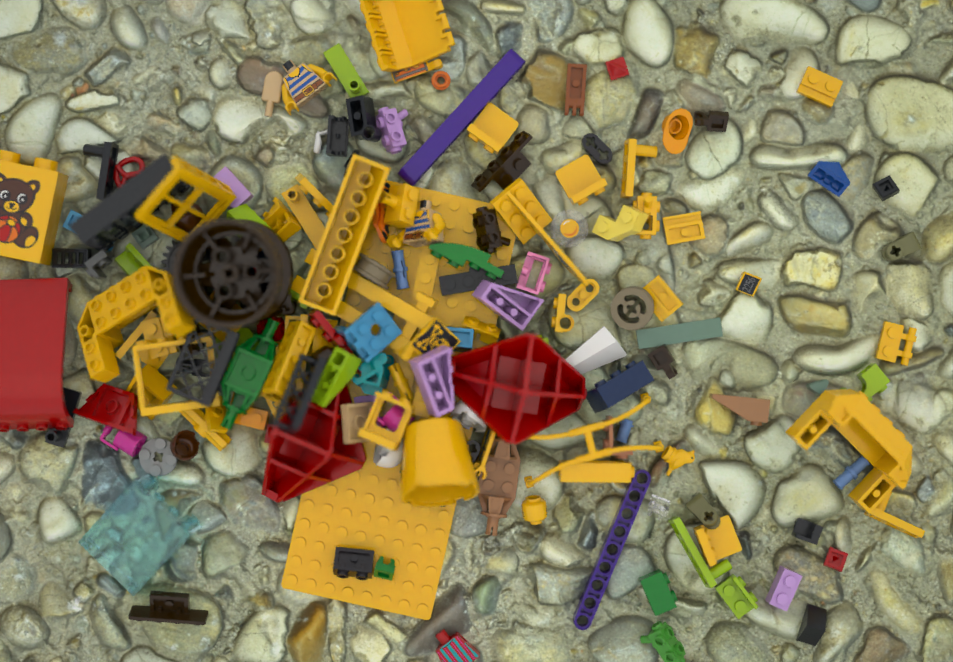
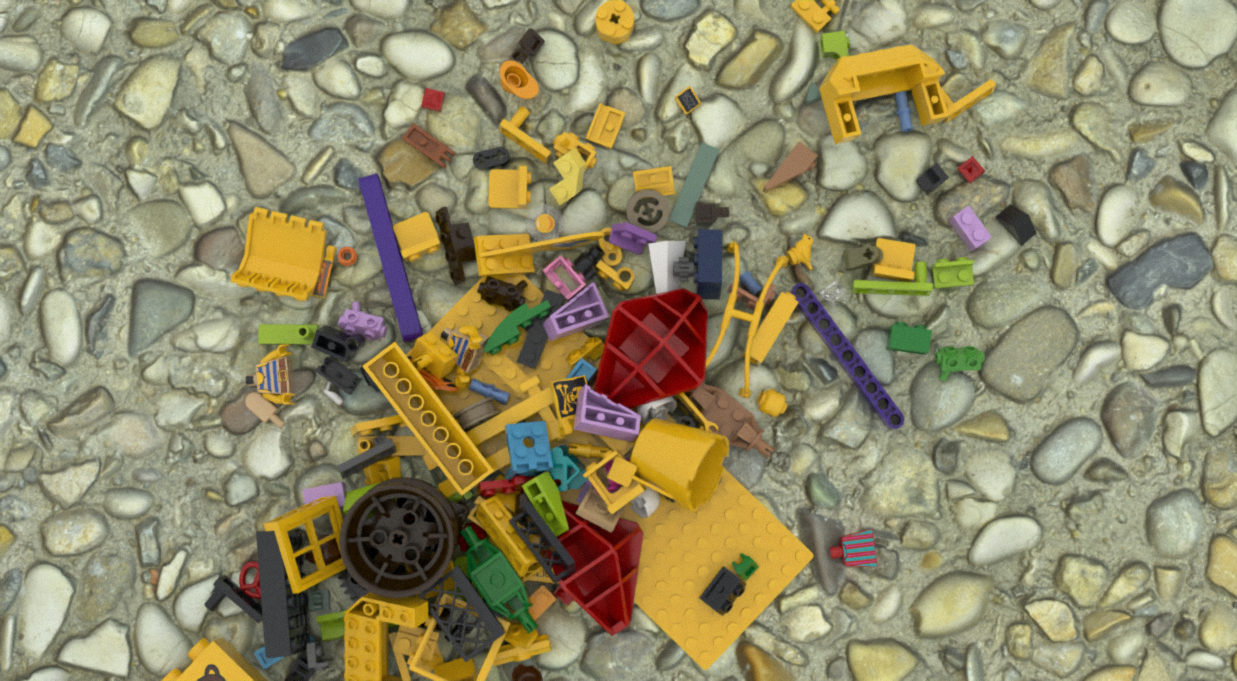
camera: 55 degrees left, 5 degrees down
(298, 211) = (382, 449): none -> dark grey hinge
(399, 423) = (623, 473): none -> yellow piece
(557, 284) = (587, 262): none -> black piece
(600, 308) = (631, 237): none -> medium lavender bracket
(601, 368) = (683, 269): none -> dark grey gear
(767, 180) = (608, 30): none -> yellow brick

